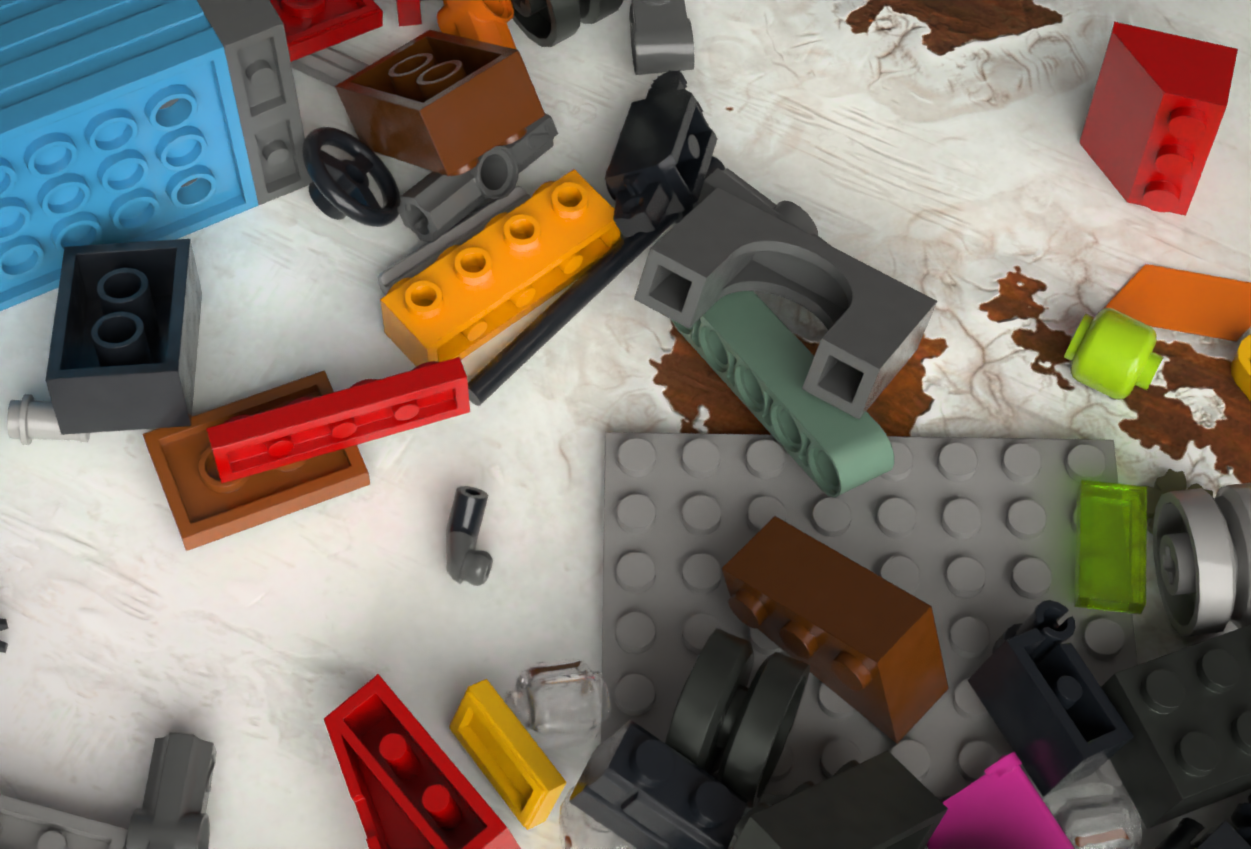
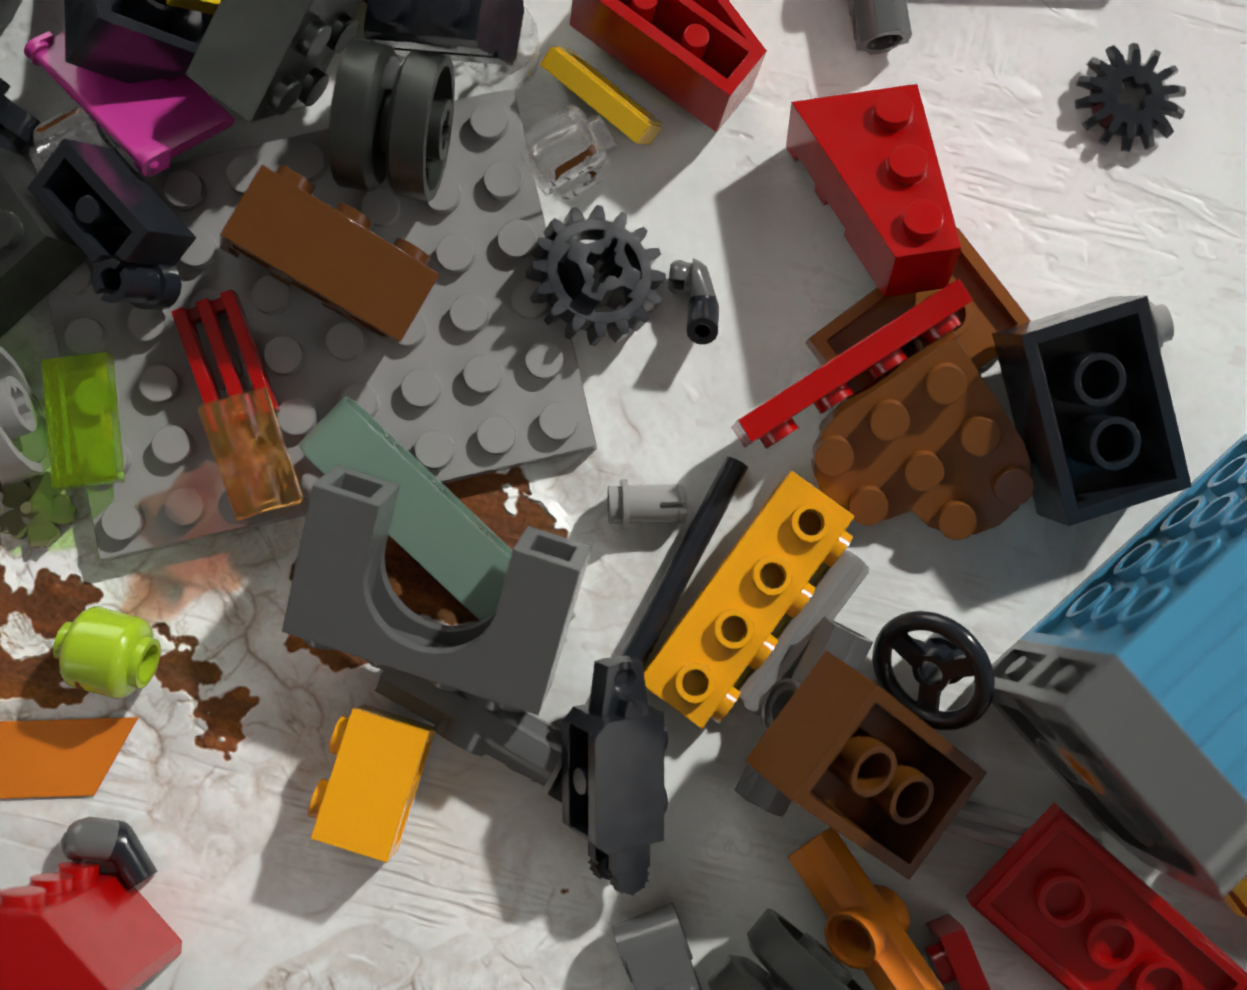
camera: 165 degrees right, 25 degrees up
(245, 580) = (882, 181): none -> red wedge
(279, 346) = (926, 445): none -> dark orange plate
(563, 575) = (623, 276): none -> black gear
(571, 374) = (642, 504): none -> light grey pin
(881, 199) = (371, 782): none -> light orange brick
(942, 458) = (250, 453): none -> clear orange hips
(950, 522) = (207, 312): none -> red tile
(1132, 217) = (109, 841): none -> arm

